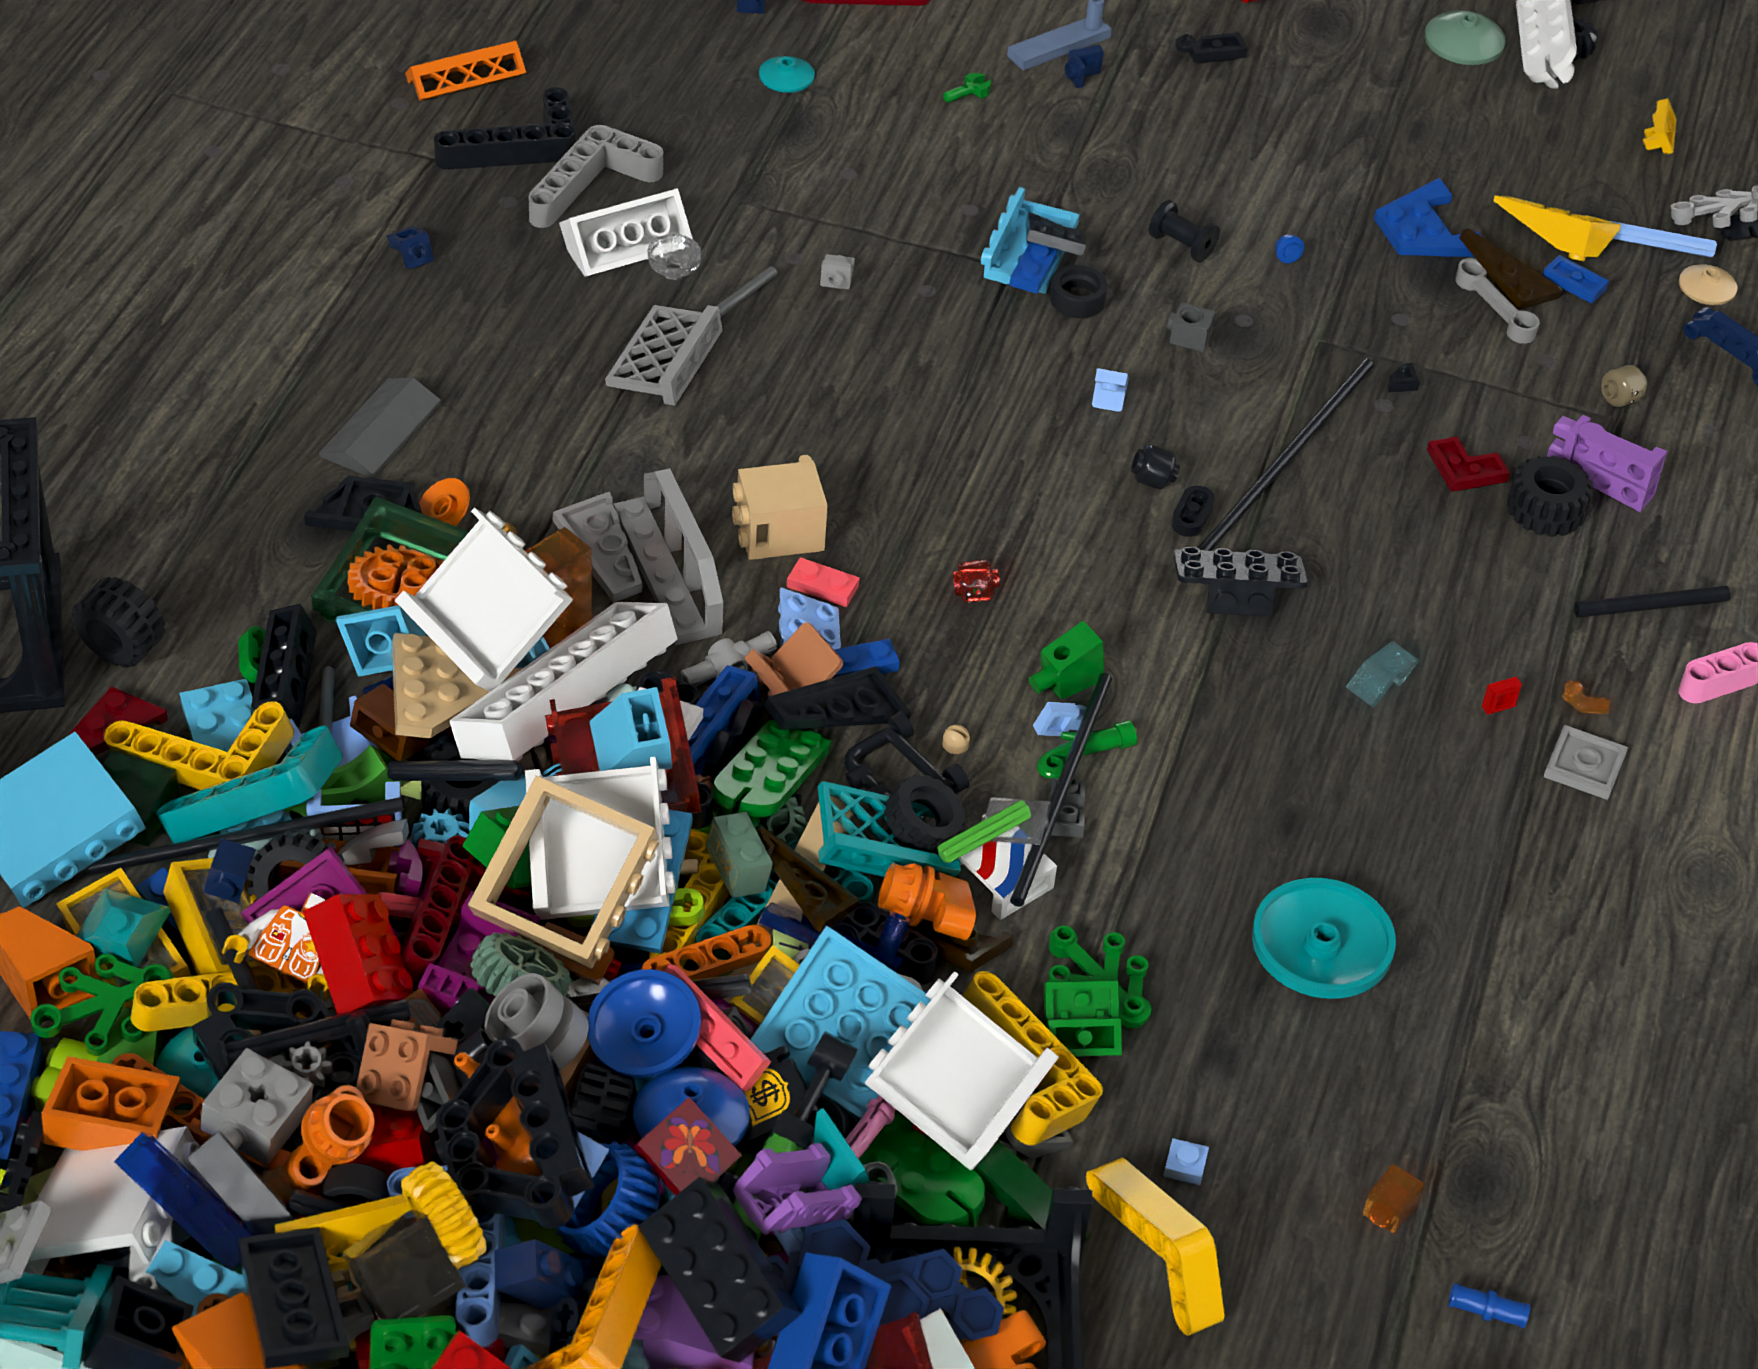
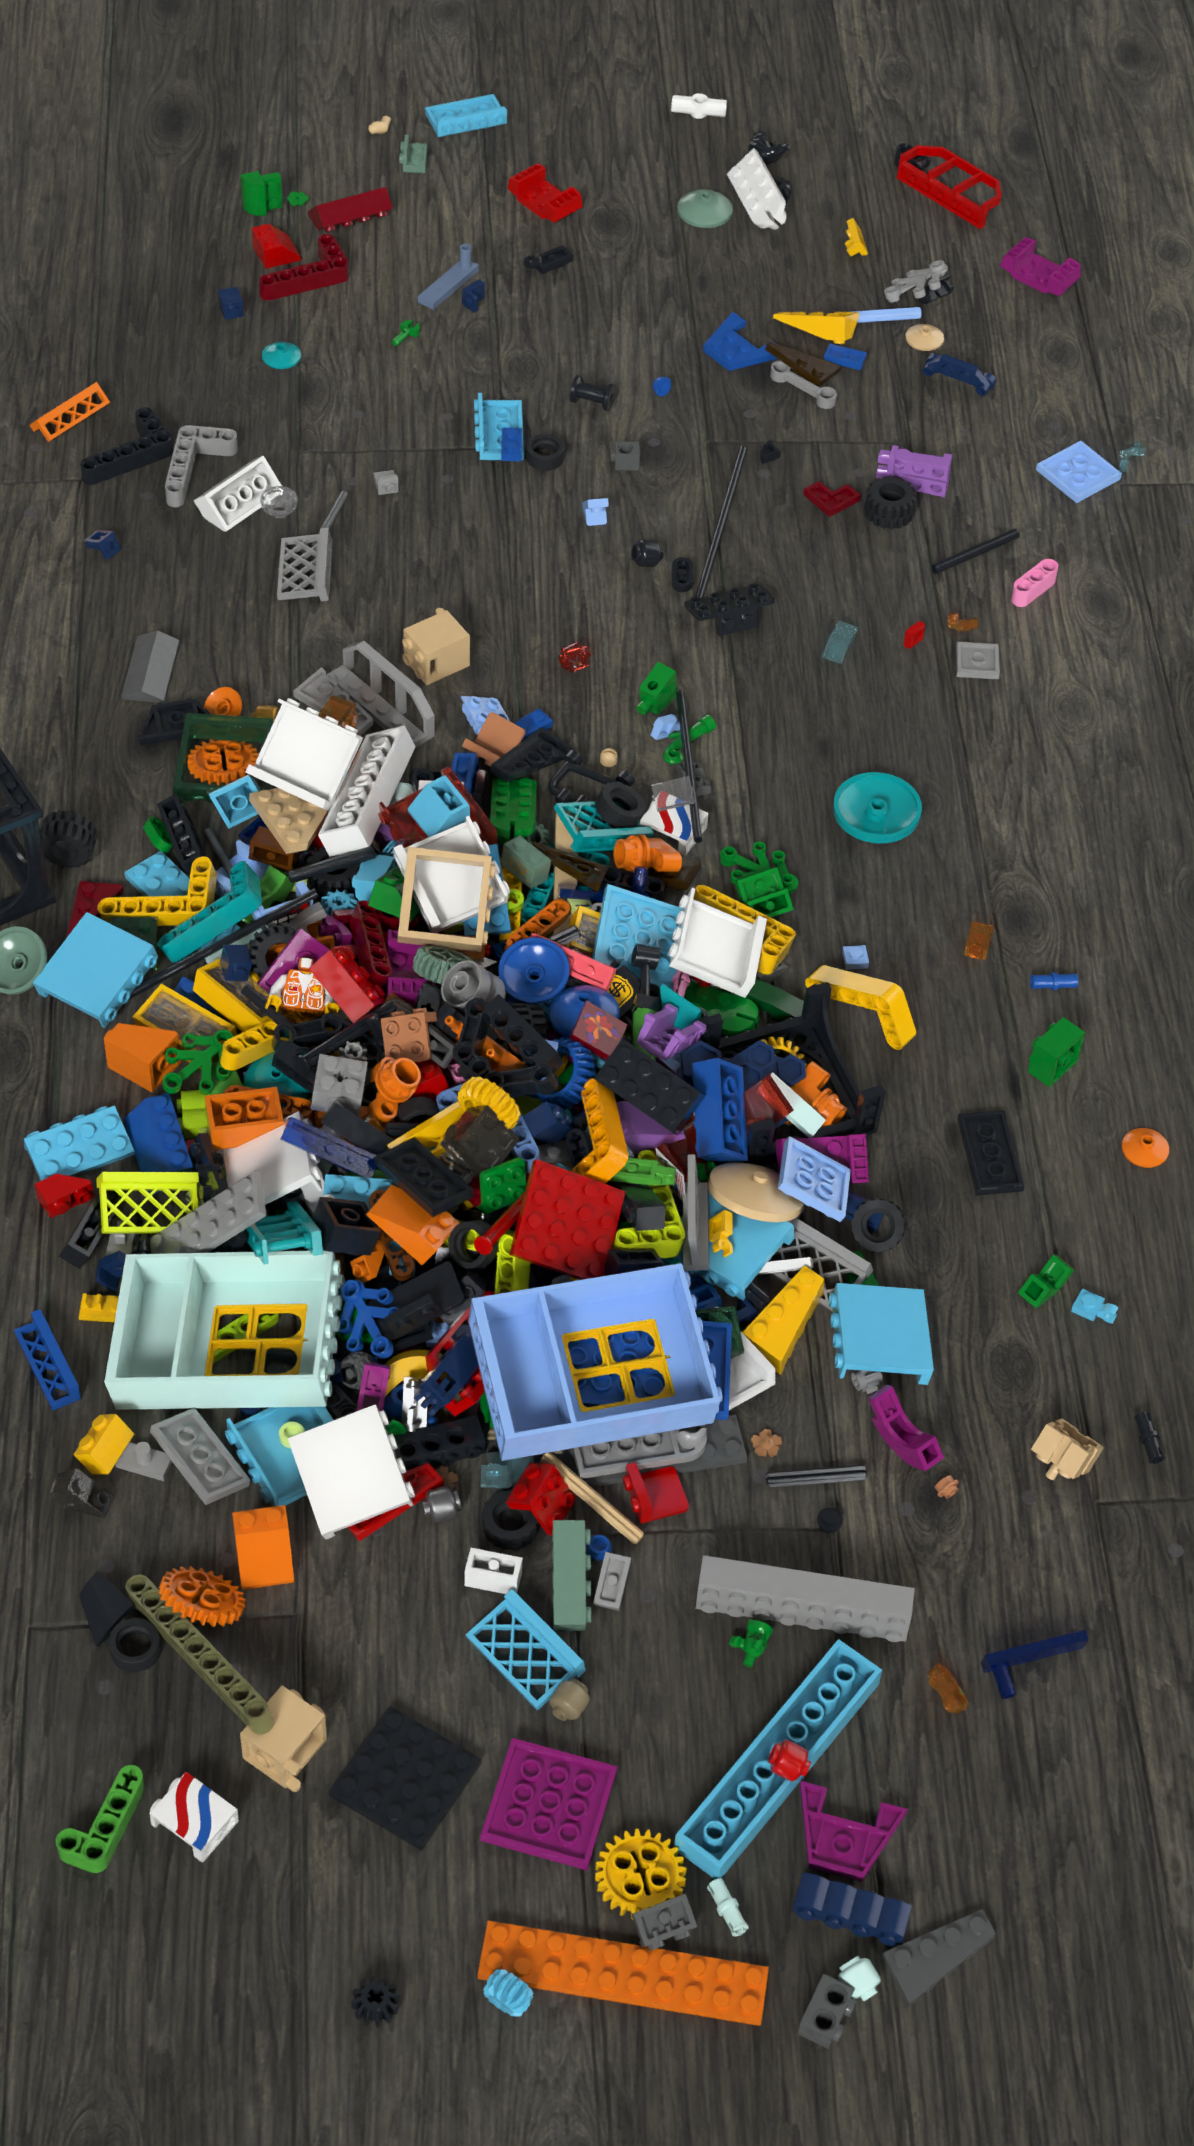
camera: 20 degrees left, 5 degrees up
(123, 926) = (183, 1015): teal slope -> none
(726, 653) = (448, 747): light grey pin -> none
(823, 582) = (480, 685): coral plate -> none
(984, 831) = (660, 805): bright green axle -> none
(1054, 235) = (515, 419): black wing -> none
(1623, 386) = (903, 419): dark tan head -> none

